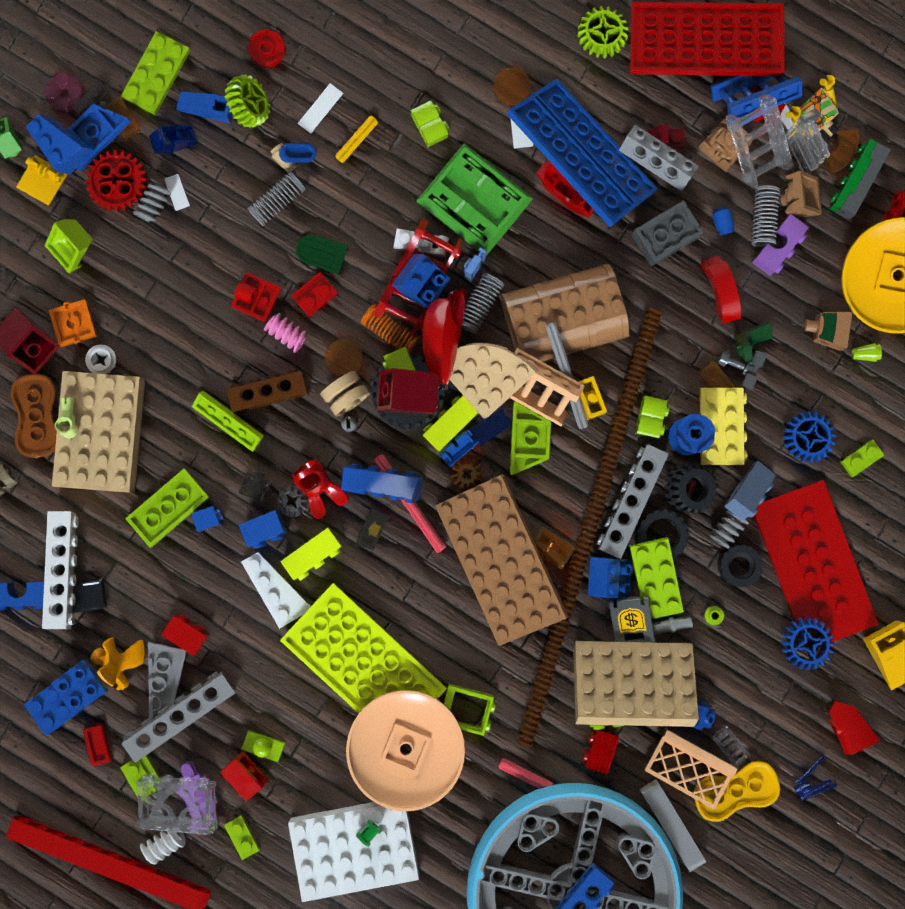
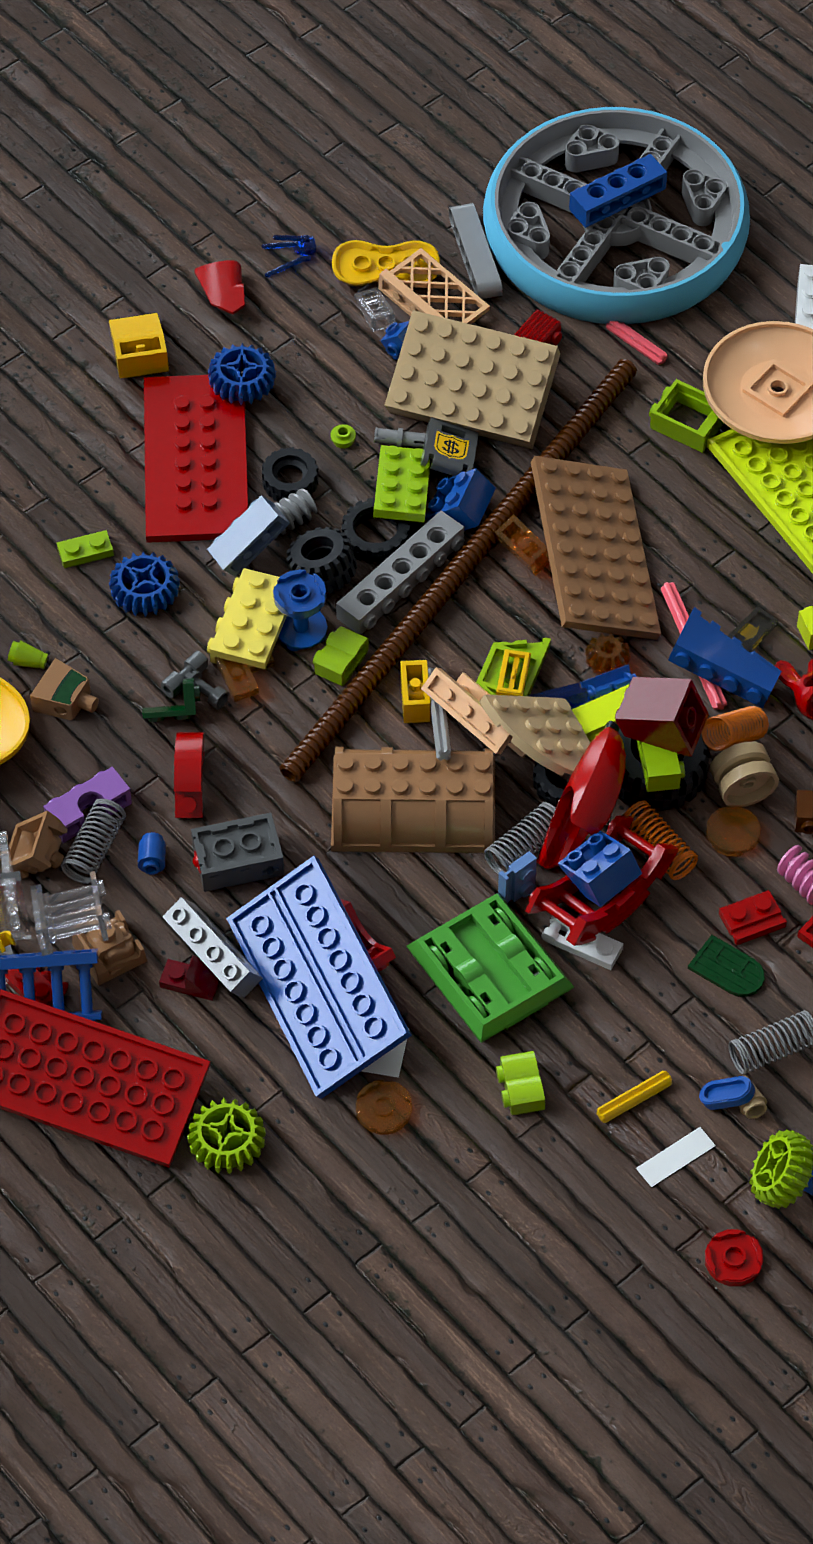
camera: 160 degrees left, 30 degrees down
(354, 439) = (732, 720): none -> orange piece
(534, 433) = (510, 691): none -> yellow tile

